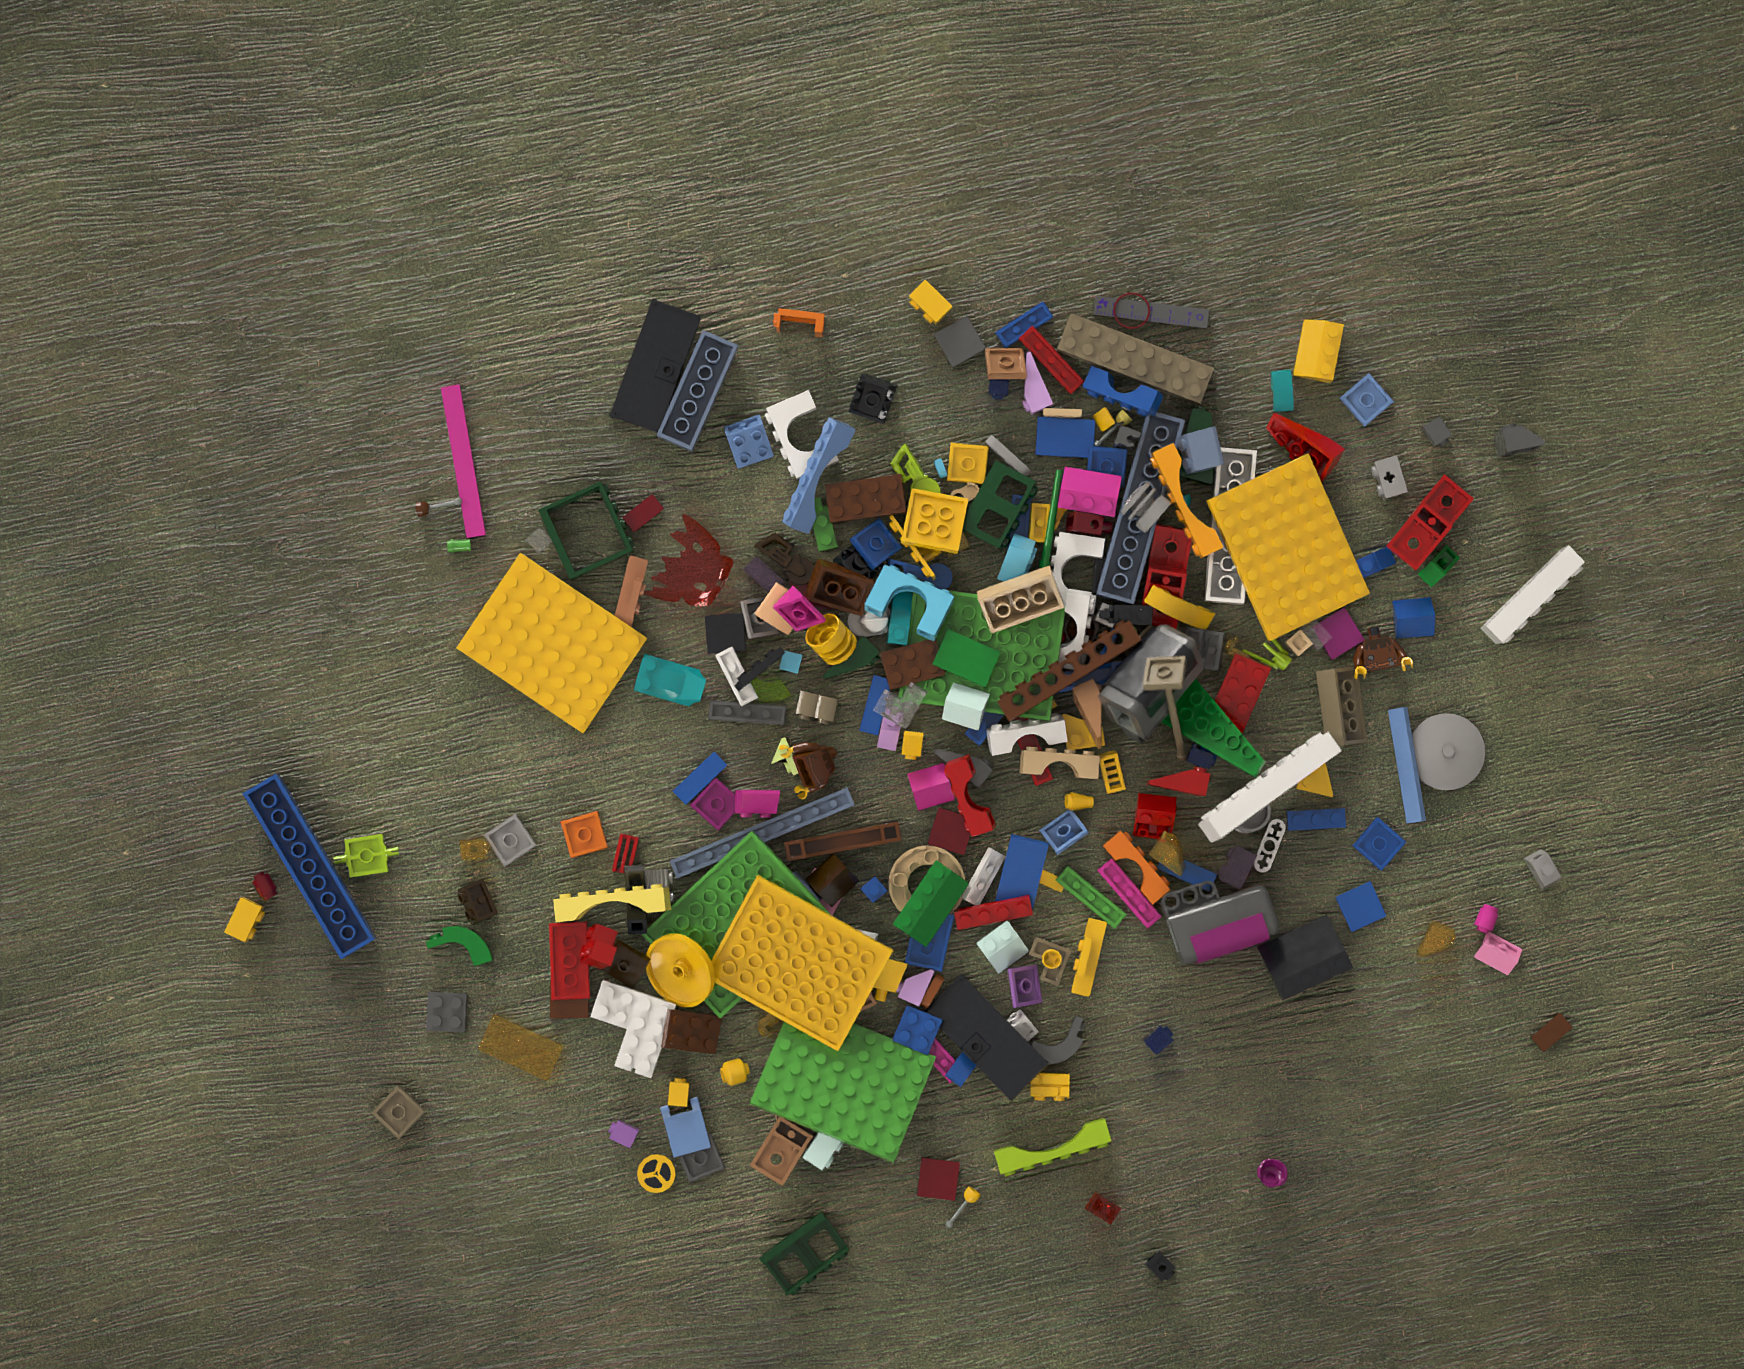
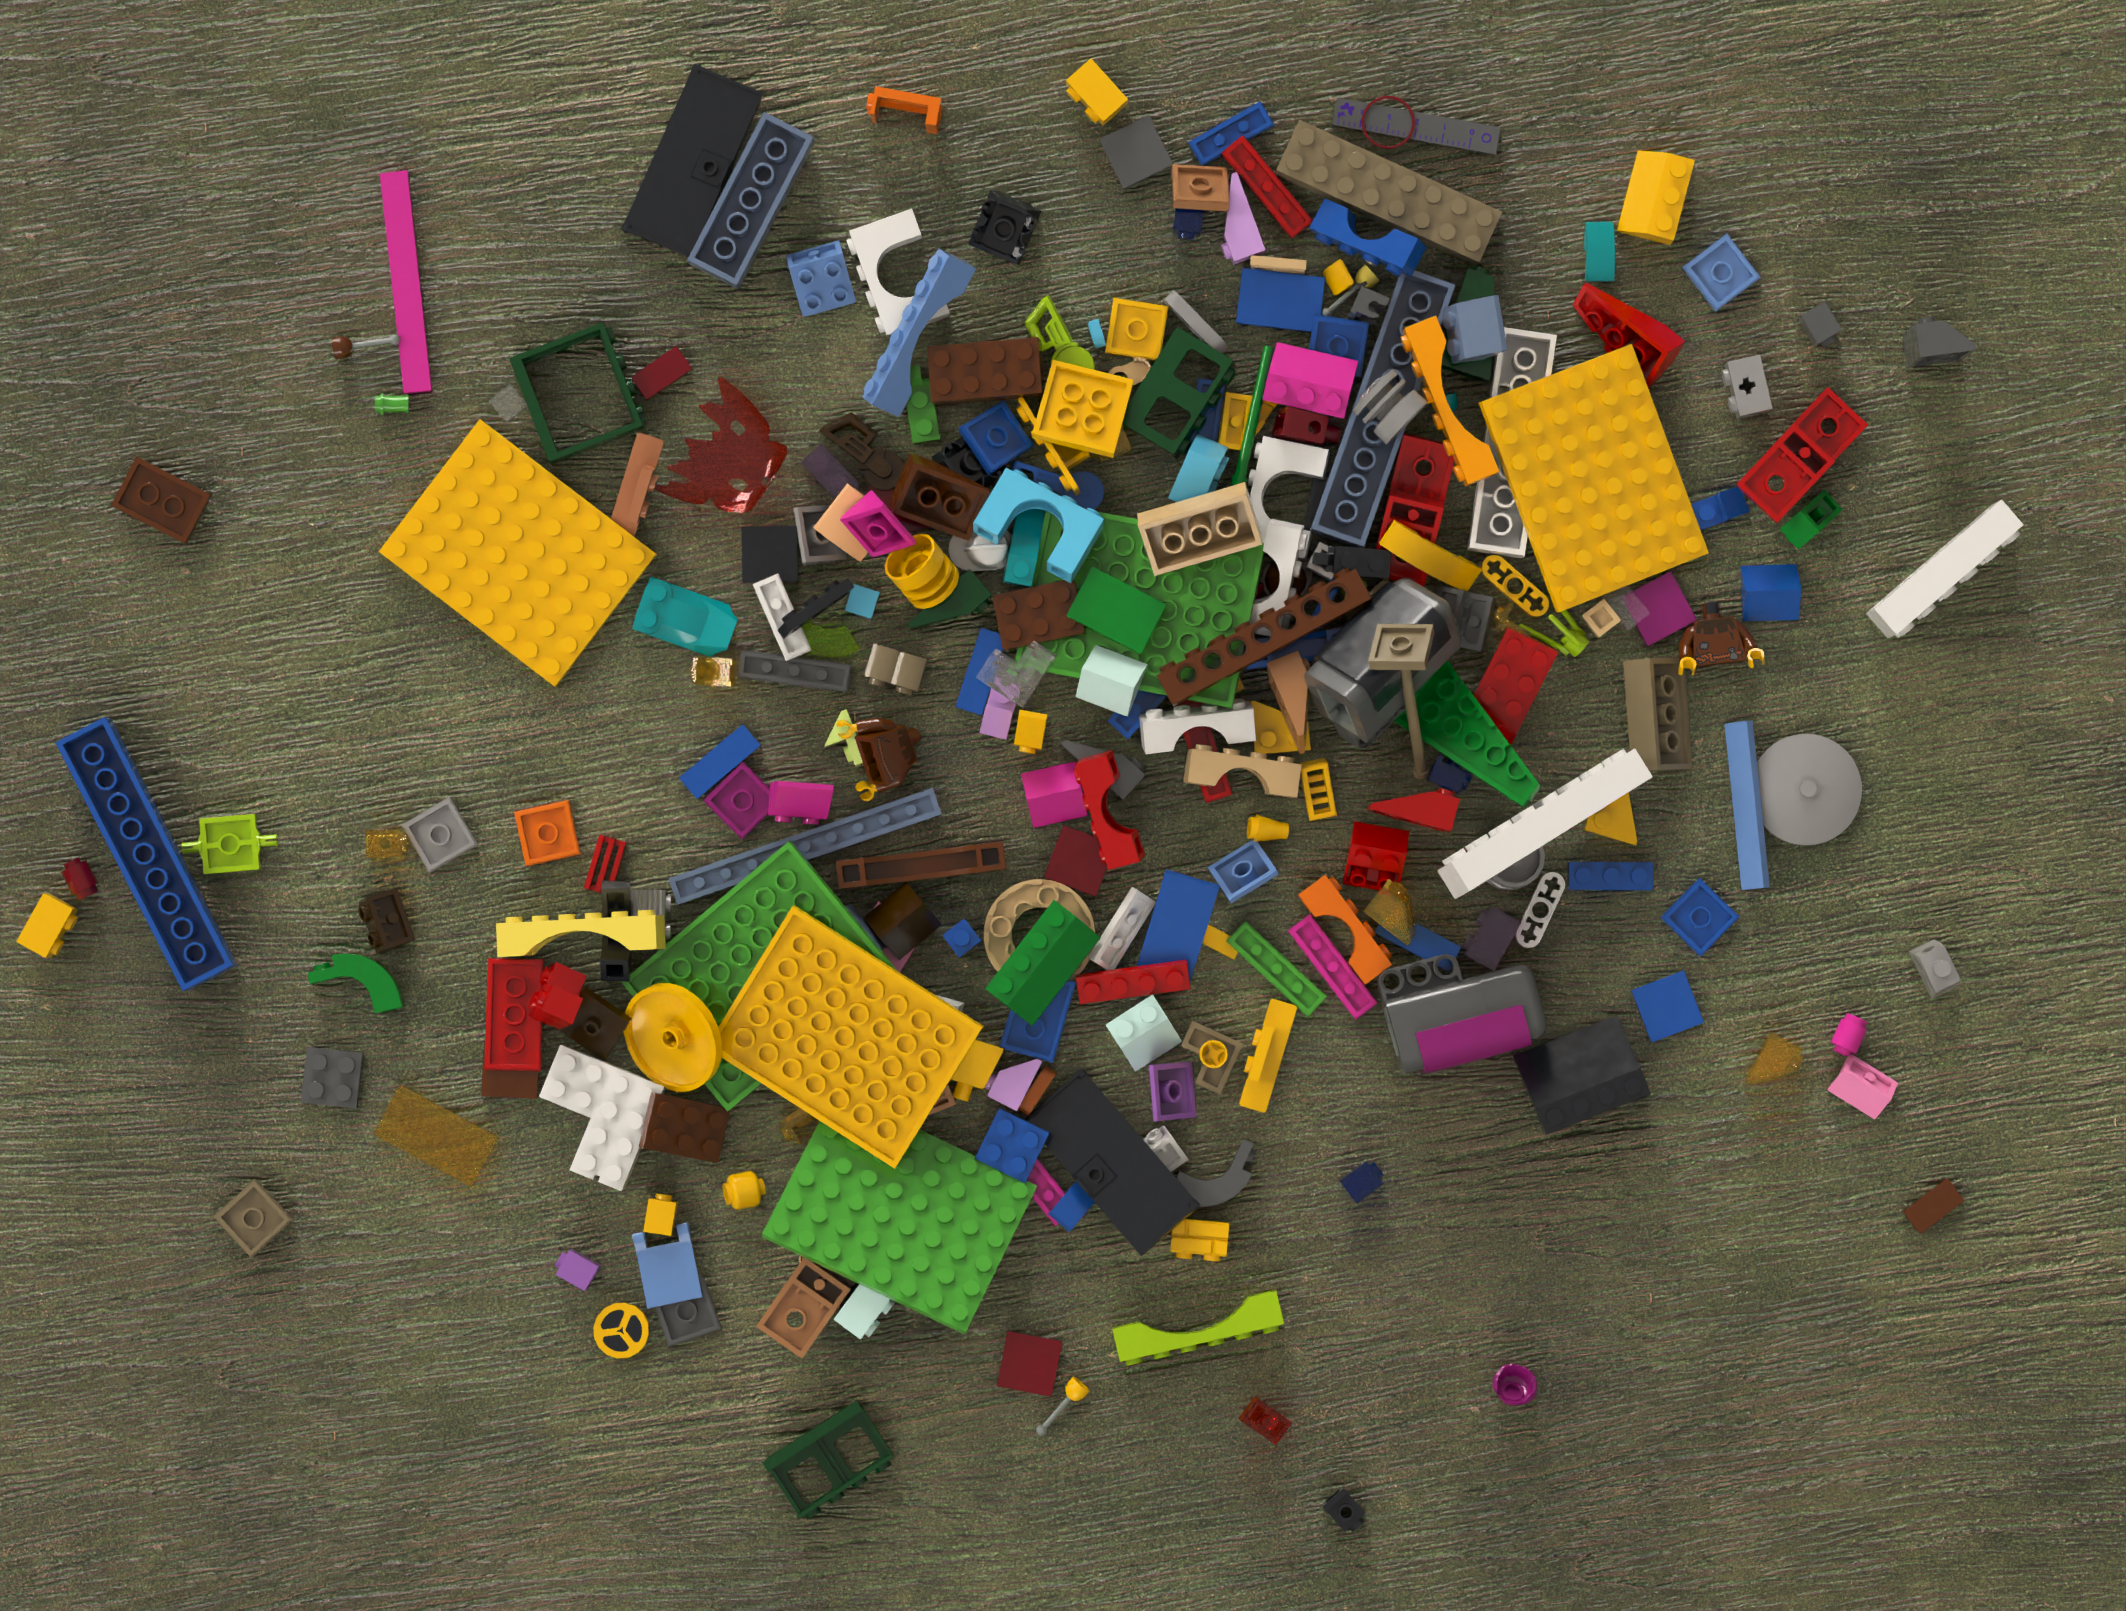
camera: 10 degrees right, 0 degrees up
(304, 621) = (161, 500): none -> reddish brown plate
(691, 716) = (713, 671): none -> clear yellow bracket
(1238, 616) = (1525, 606): none -> yellow beam

